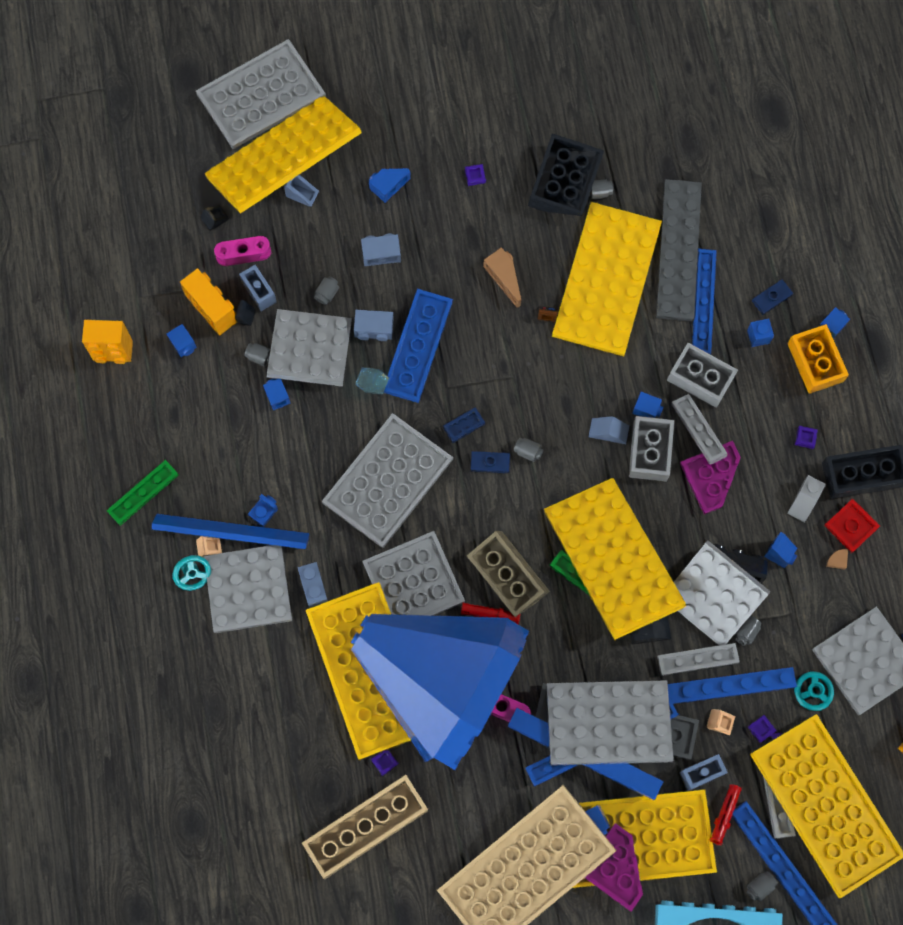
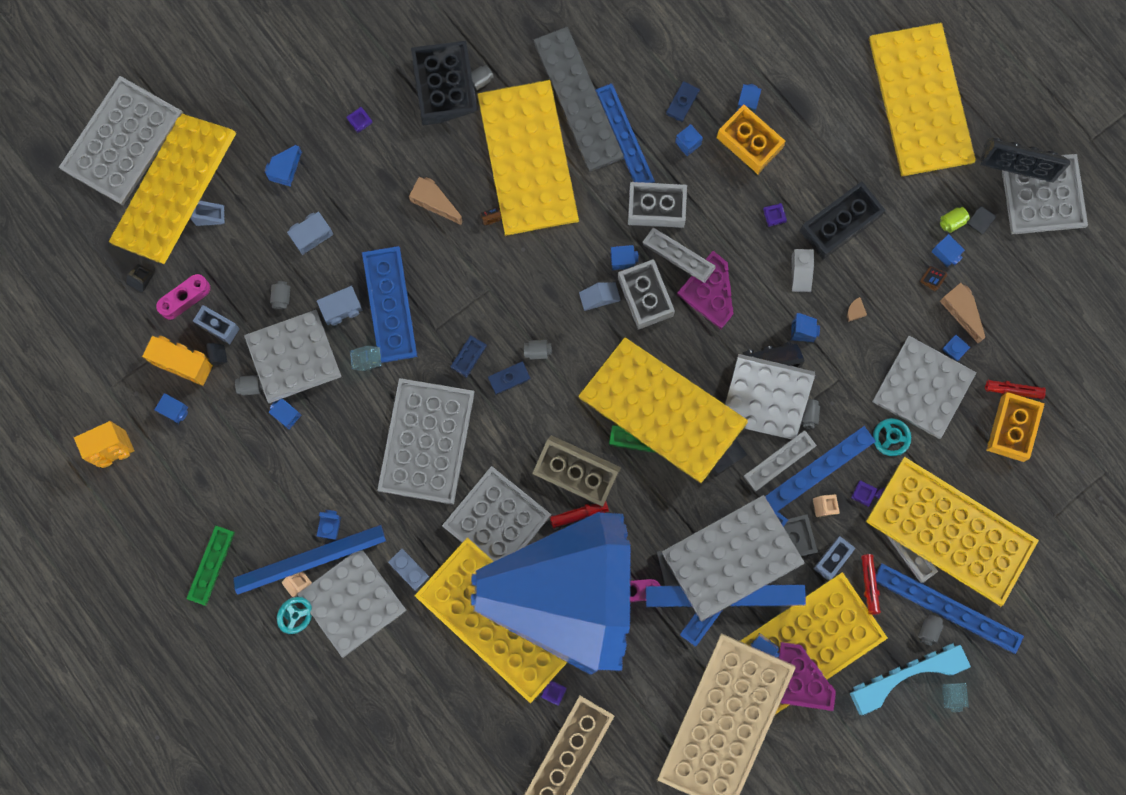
camera: 25 degrees left, 5 degrees up
(852, 525) = (853, 274): red plate -> none

